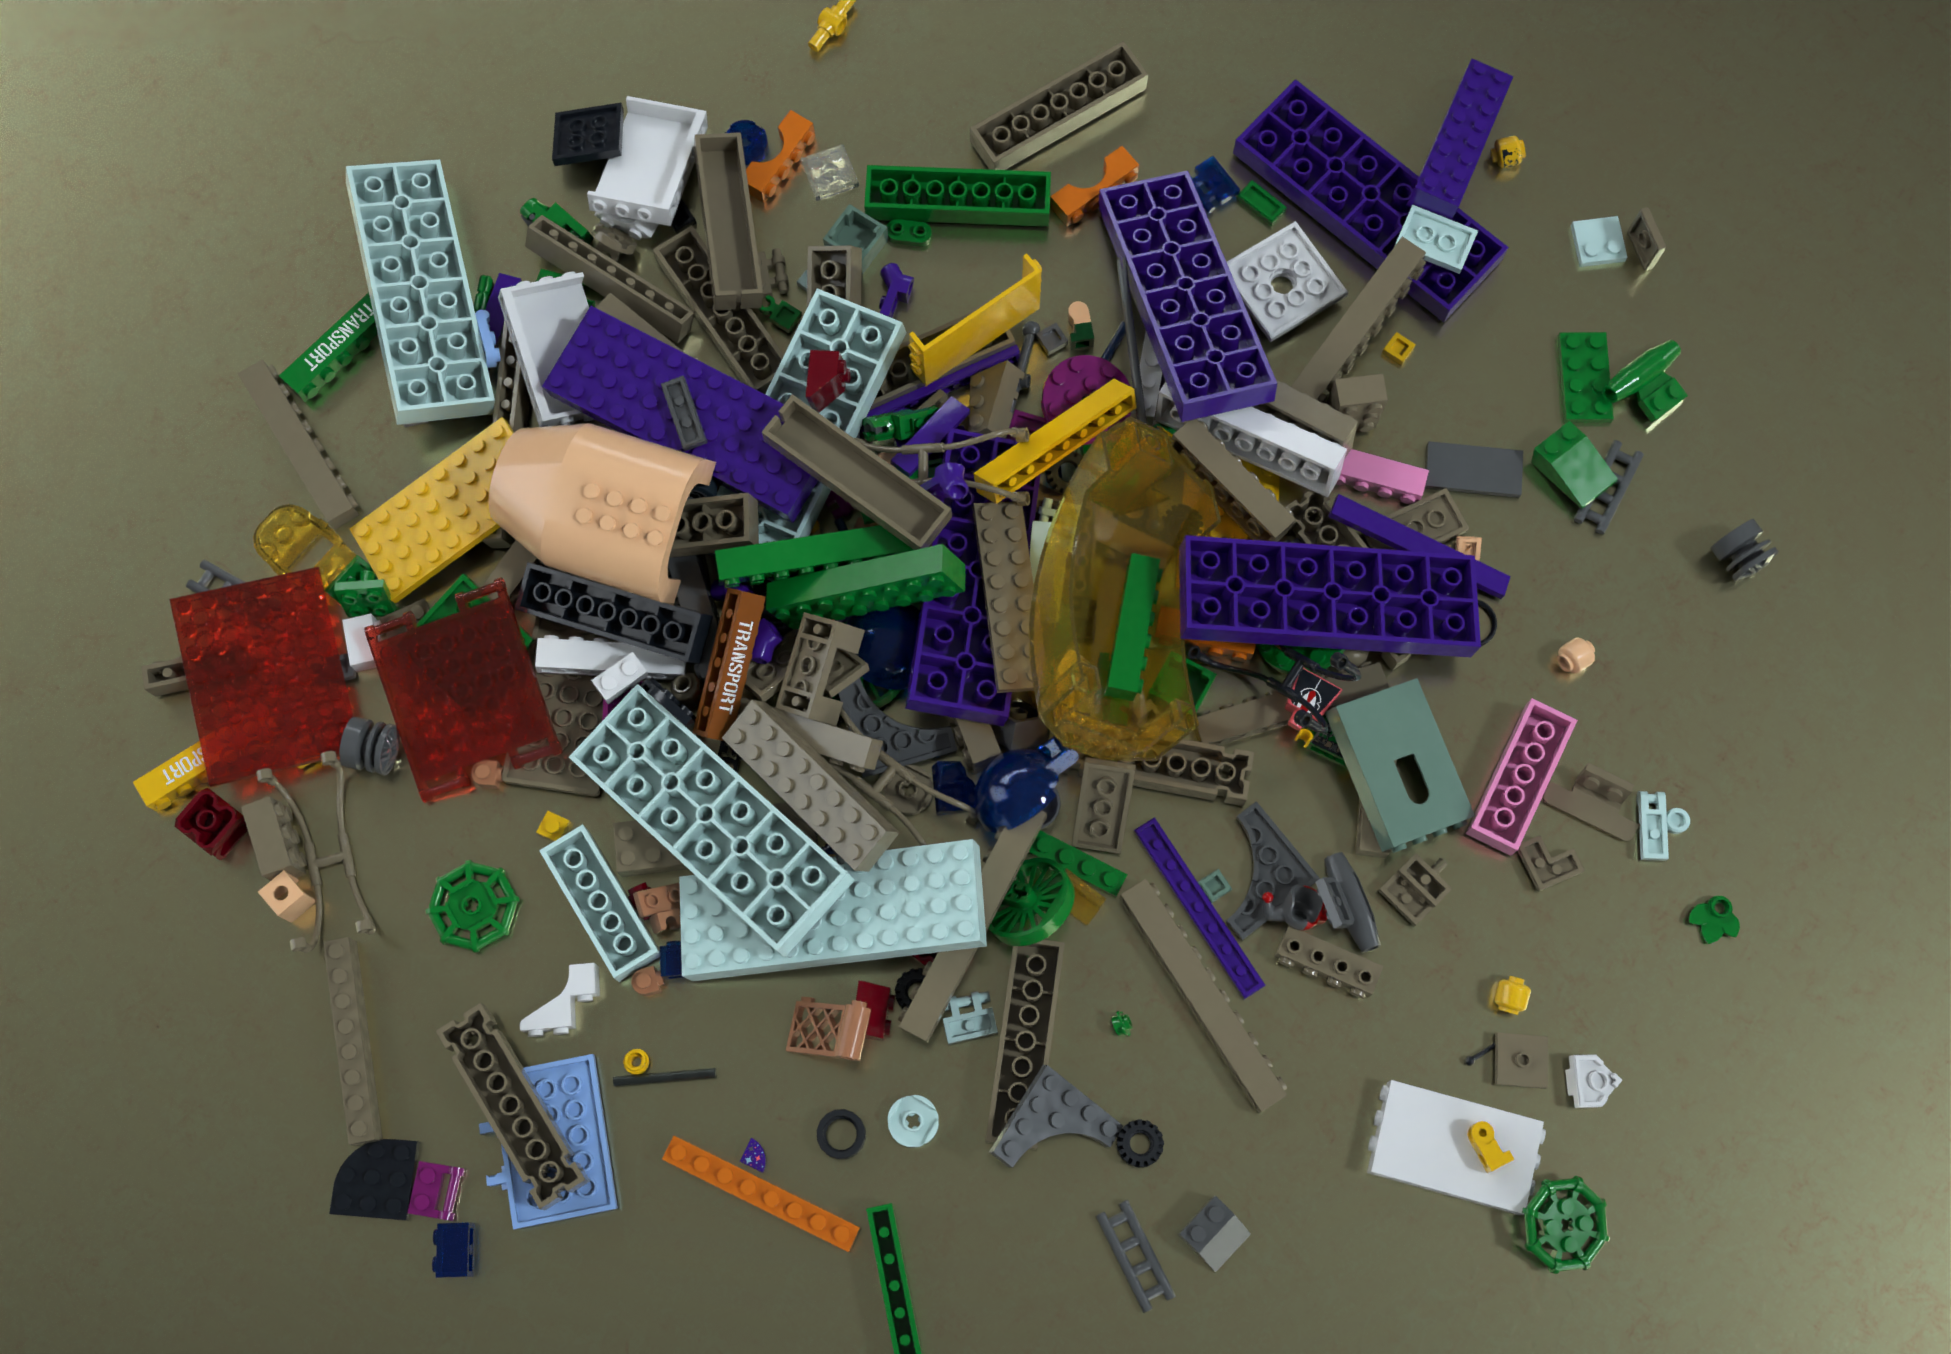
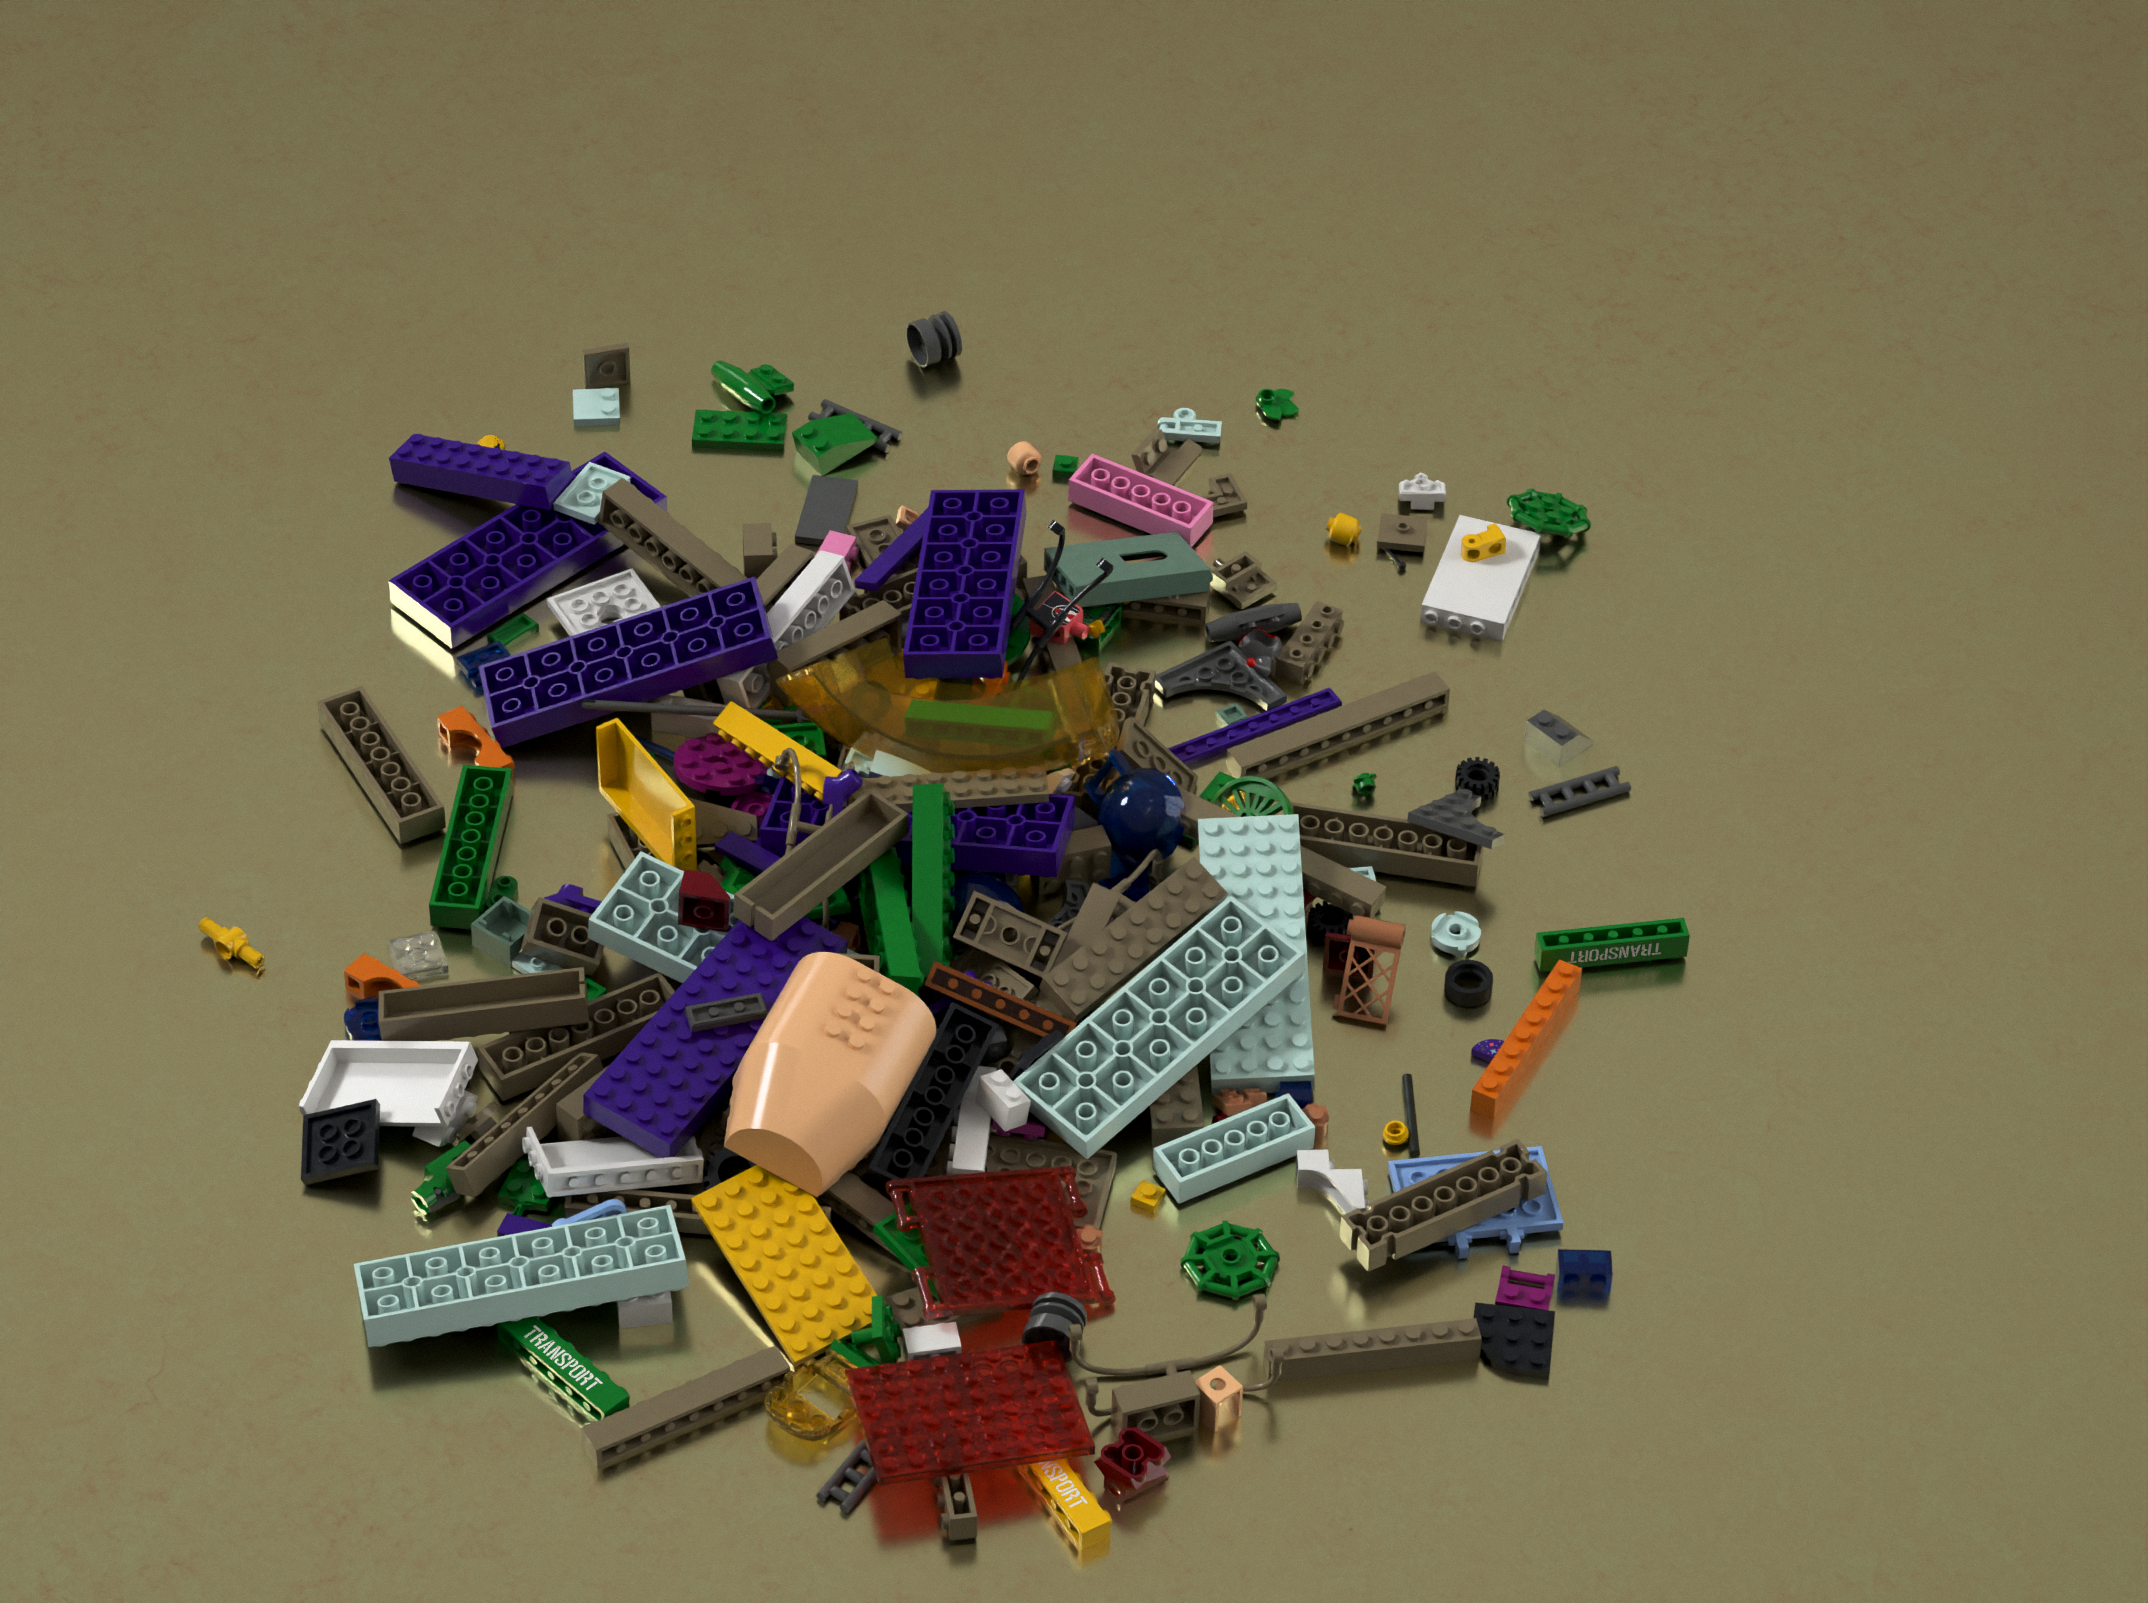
camera: 90 degrees left, 30 degrees down
(1577, 700) = (1064, 466): none -> green plate

